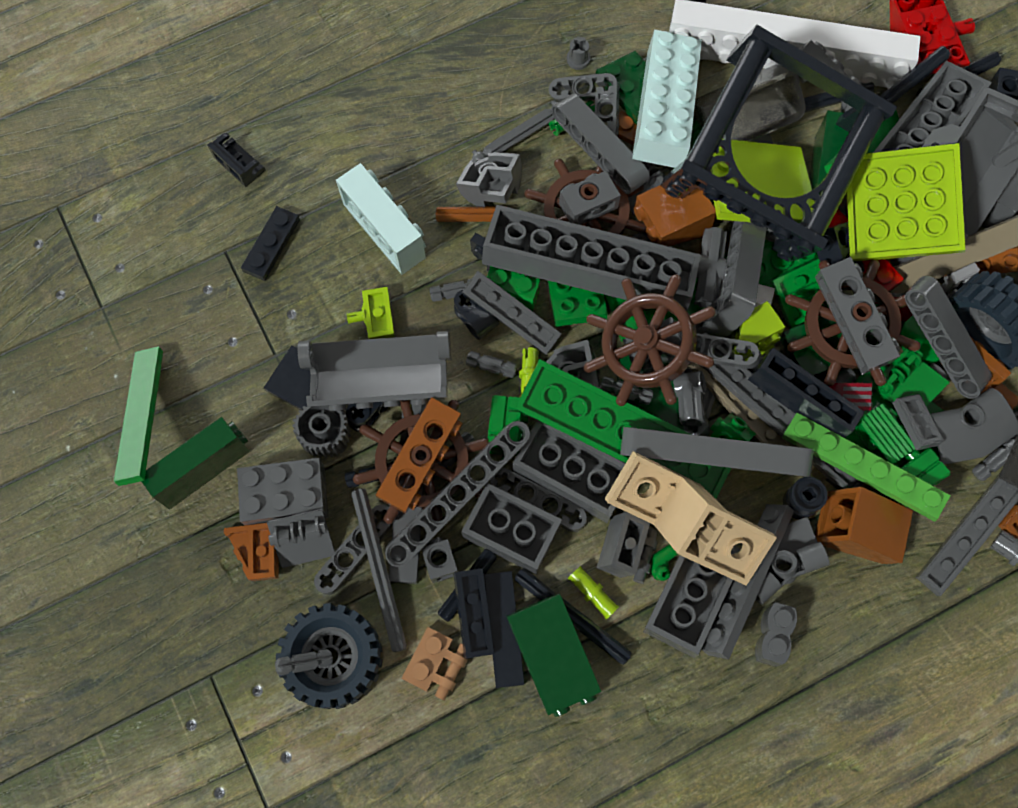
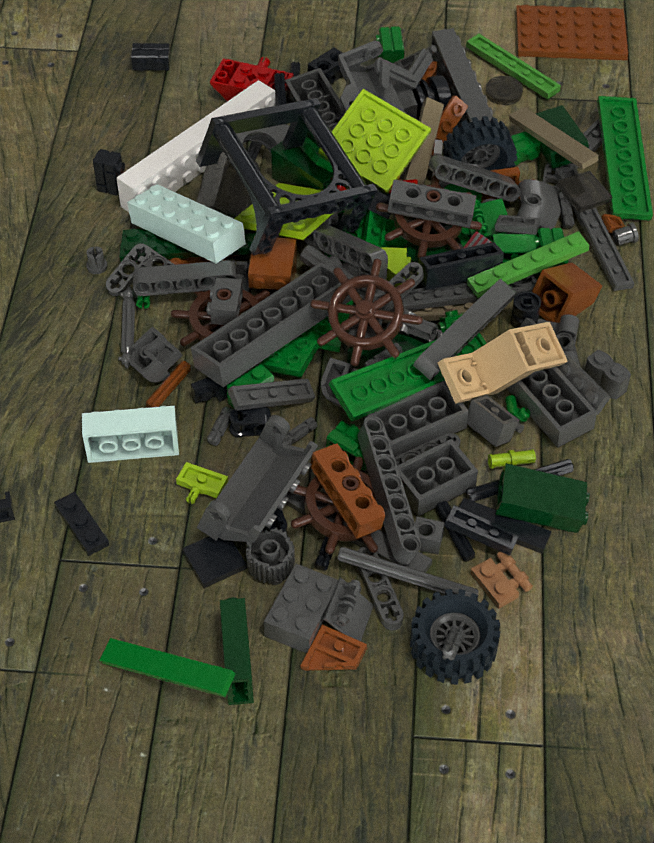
camera: 60 degrees left, 20 degrees down
(529, 362) = (322, 413): lime pin -> none

